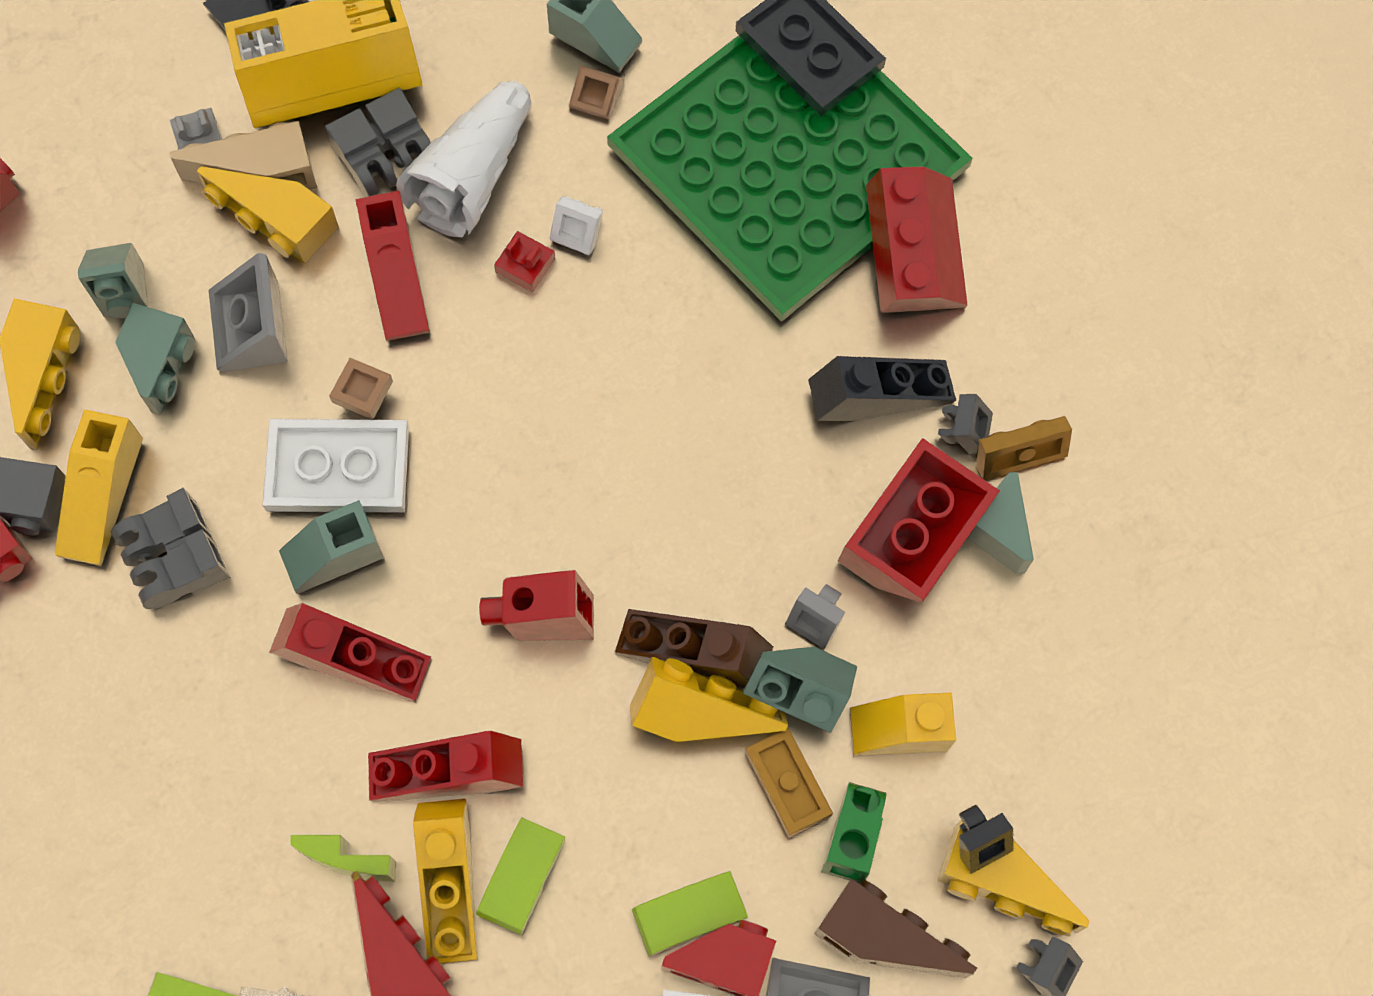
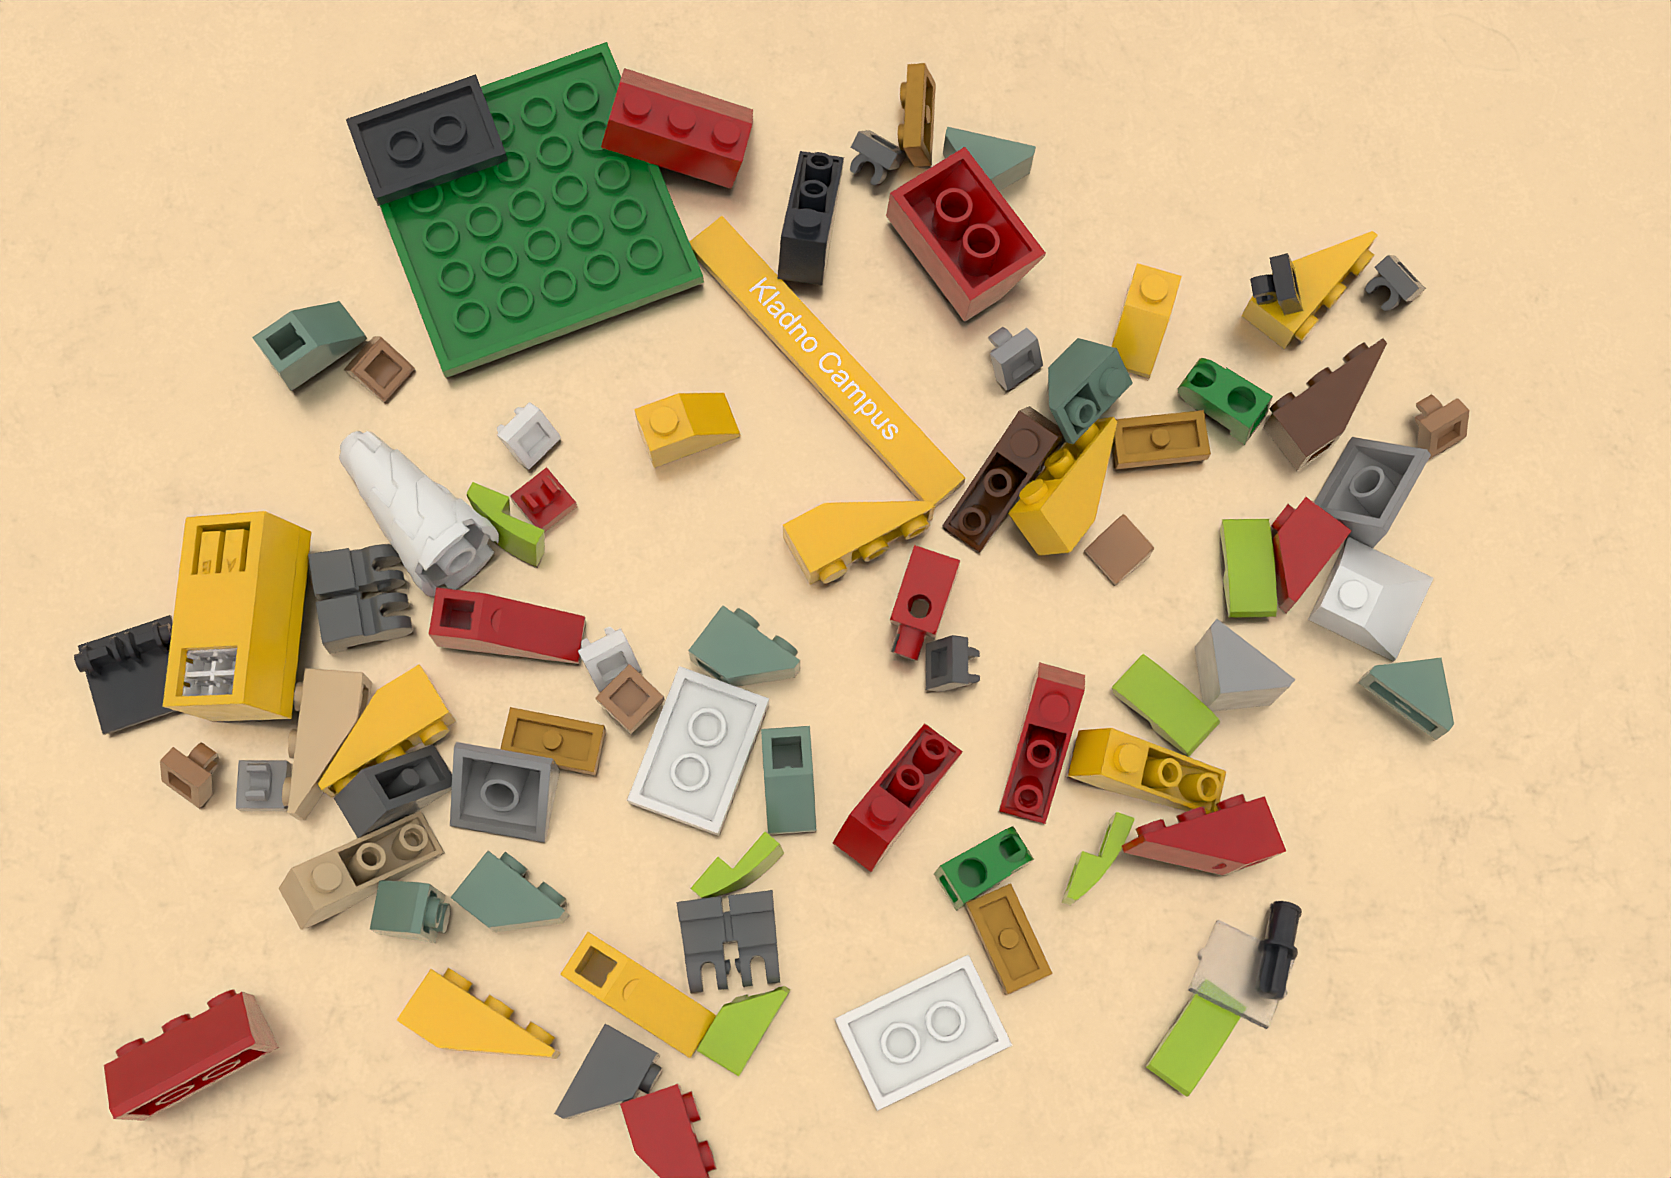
camera: 70 degrees left, 5 degrees up
(94, 588) = (740, 1028): none -> lime slope
(132, 750) = (922, 1032): none -> white plate
(136, 220) = (353, 870): none -> tan slope
(188, 75) = (190, 774): none -> medium nougat tile
(218, 228) = (394, 790): none -> dark grey slope
(225, 527) = (722, 879): none -> lime slope
(242, 800) = (1008, 939): none -> pearl gold plate
(304, 753) = (983, 867): none -> green leg
(306, 342) = (570, 742): none -> pearl gold plate
(396, 358) = (607, 657): none -> white tile
(437, 465) = (741, 654): none -> sand green slope
(488, 655) = (948, 663): none -> dark grey tile
(492, 225) = (515, 536): none -> lime slope
(565, 923) = (1236, 672): none -> light grey slope
(580, 516) = (845, 531): none -> yellow slope
(635, 348) = (685, 425): none -> yellow slope
(662, 780) = (1119, 549): none -> medium nougat slope
(743, 455) = (826, 363): none -> yellow tile

